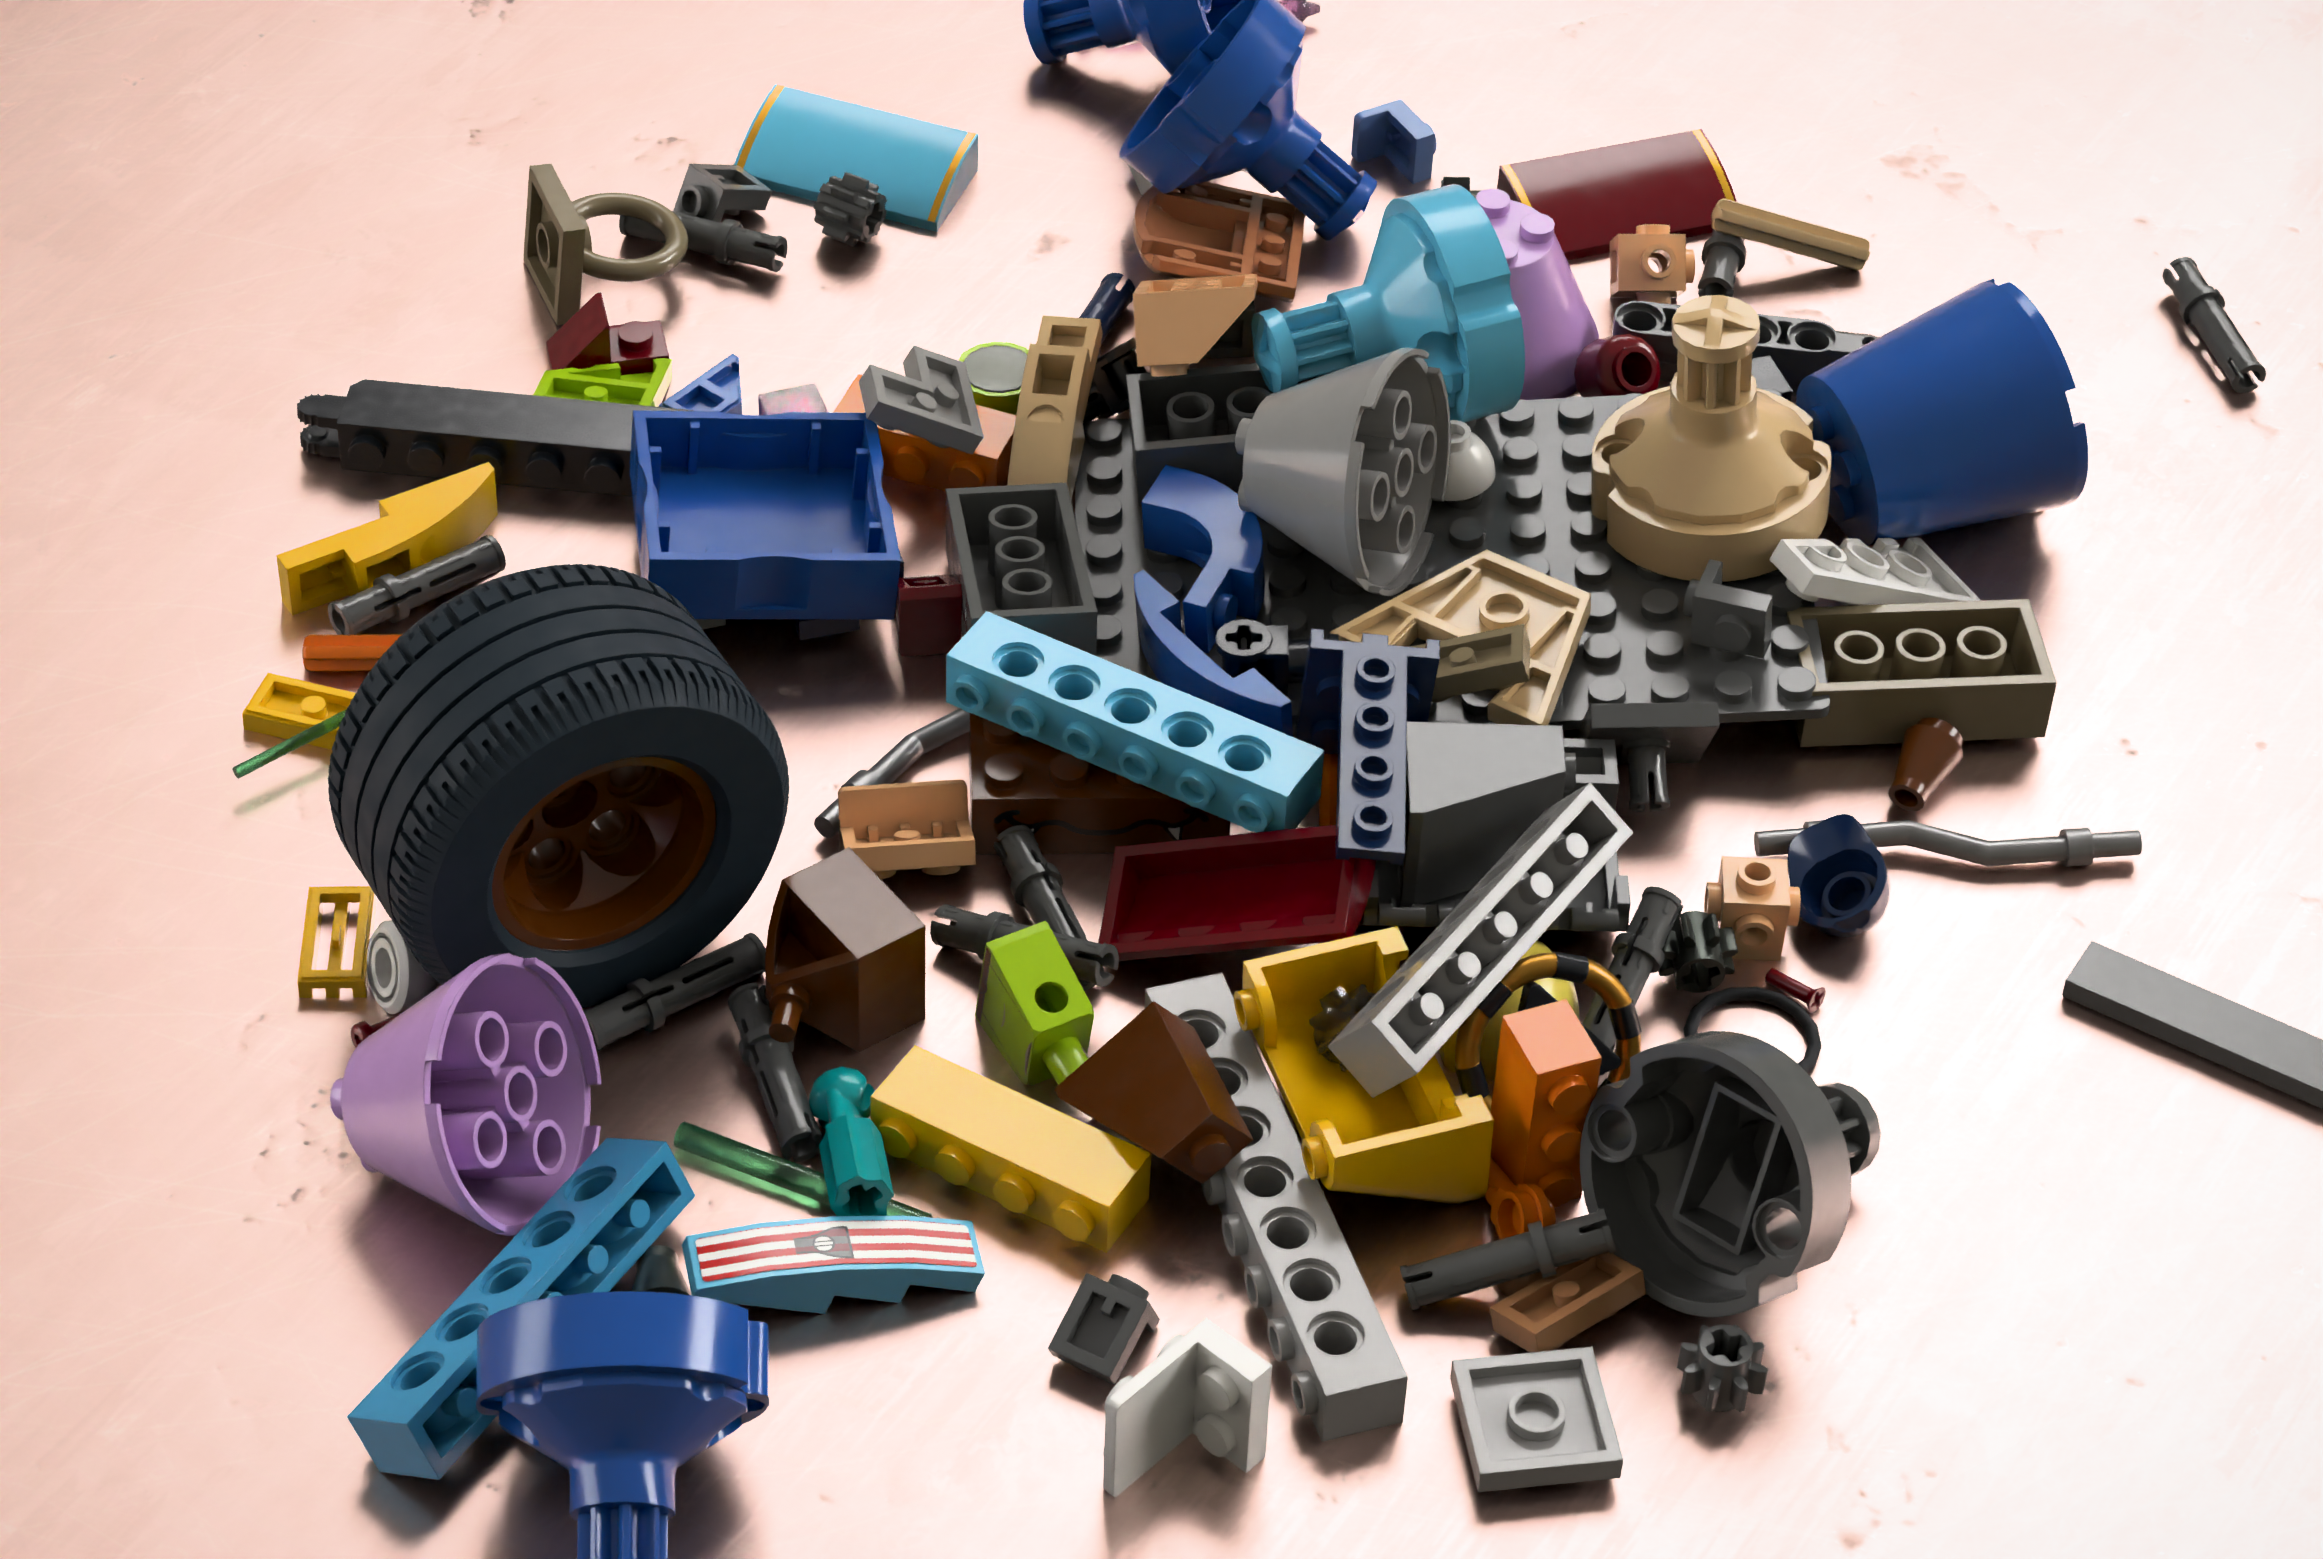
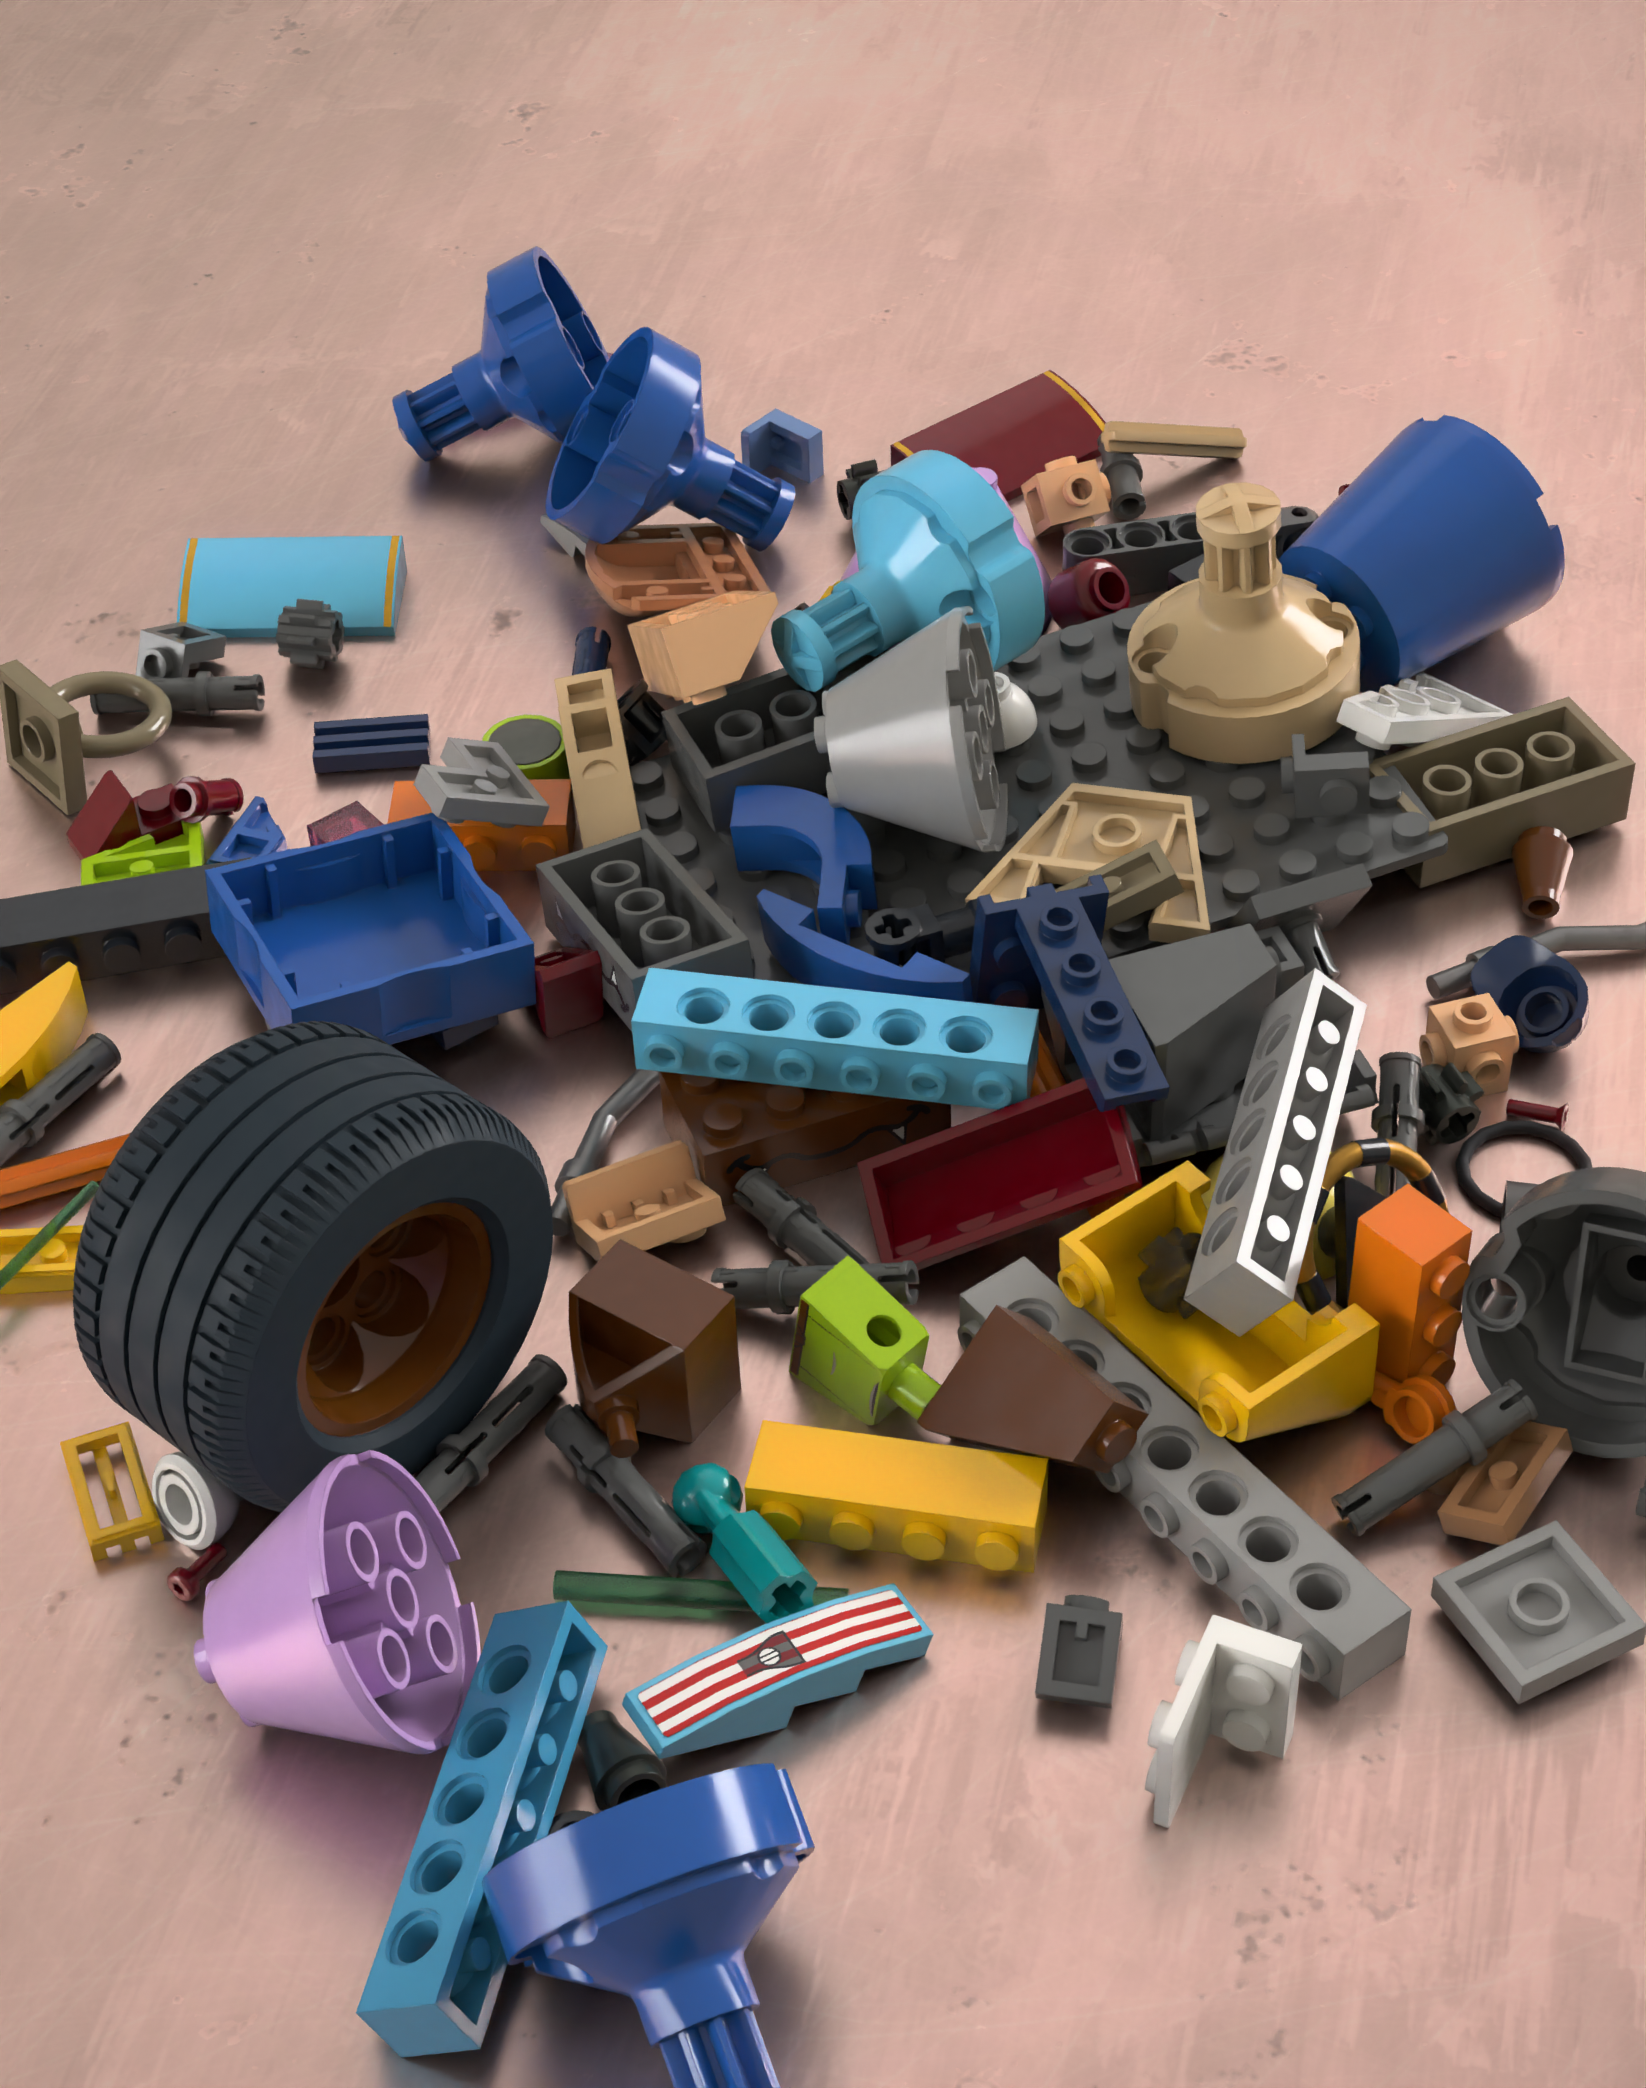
camera: 15 degrees left, 0 degrees up
(672, 342) = (197, 799): none -> dark red pin
(862, 331) = (371, 743): none -> dark blue tile
(2204, 310) = (1552, 415): dark grey pin -> none

